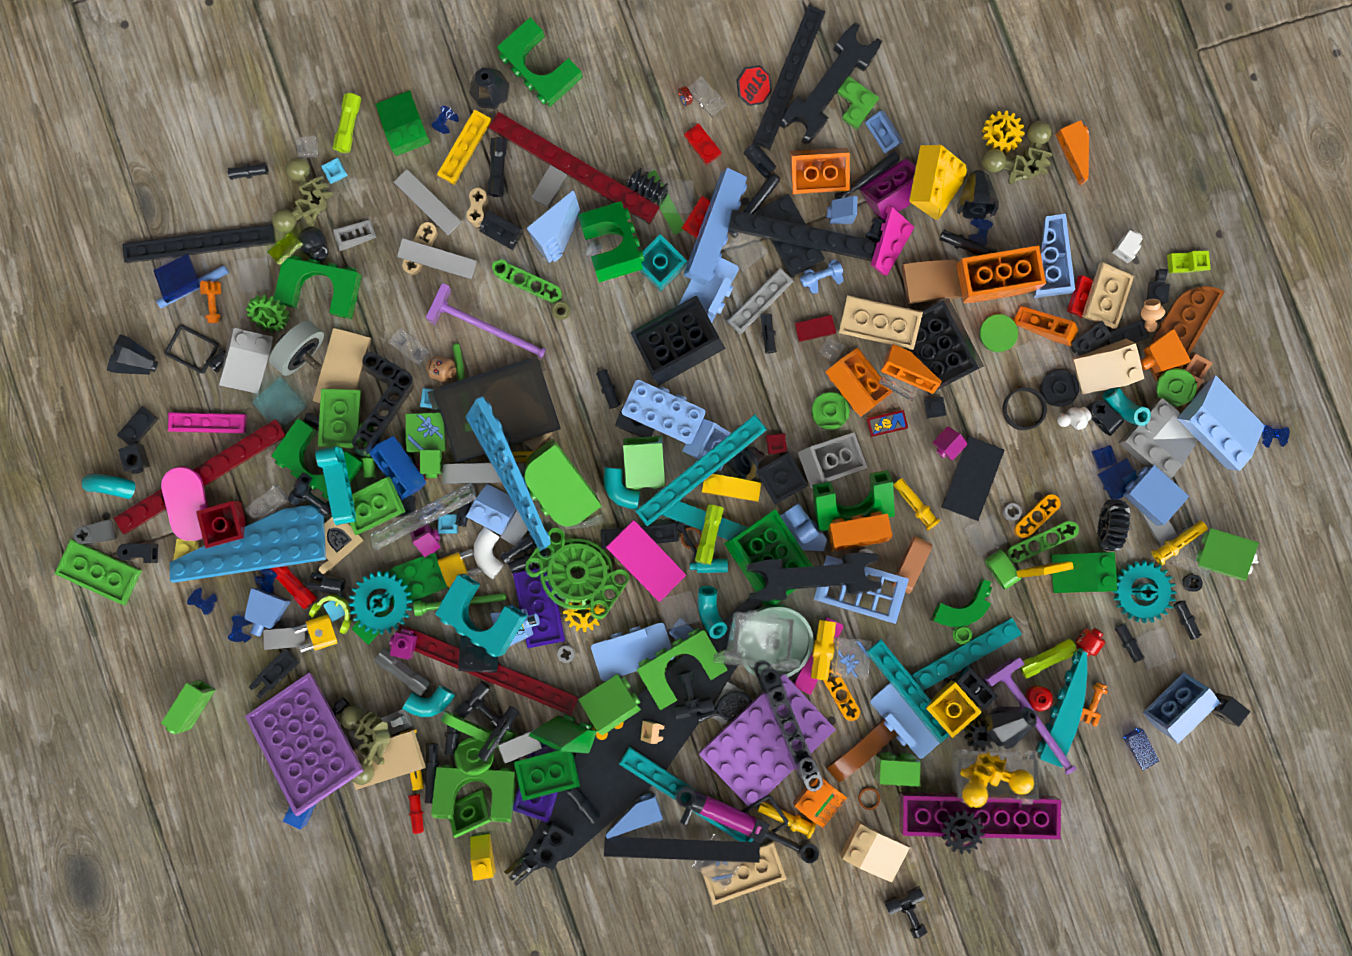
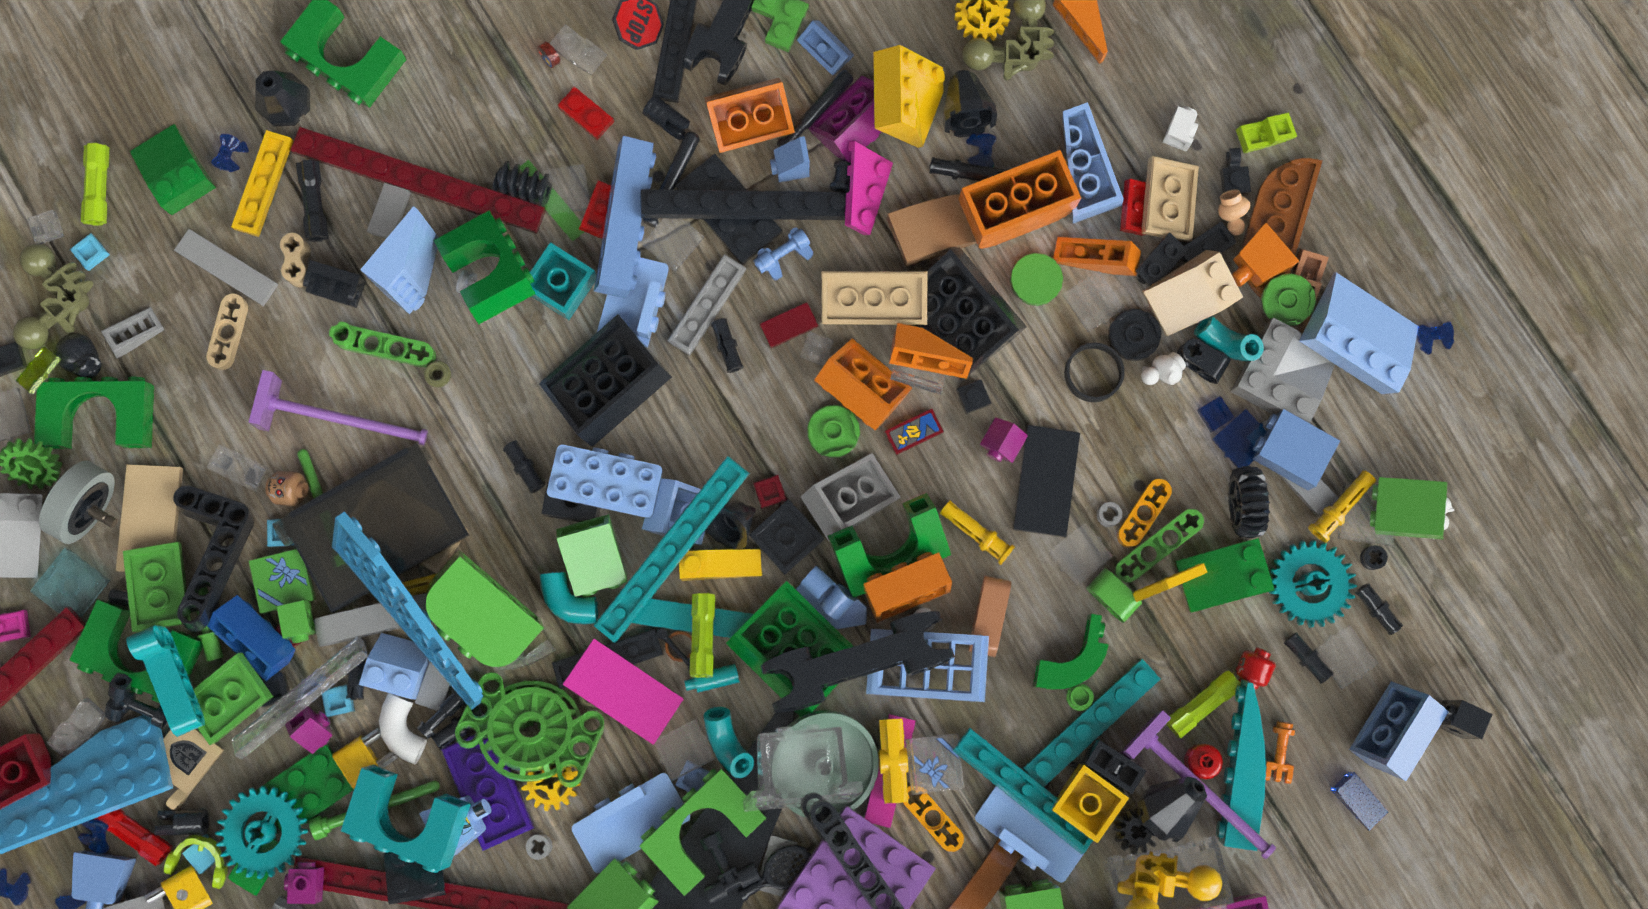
camera: 20 degrees left, 5 degrees down
(436, 258) = (252, 340): light grey tile -> none

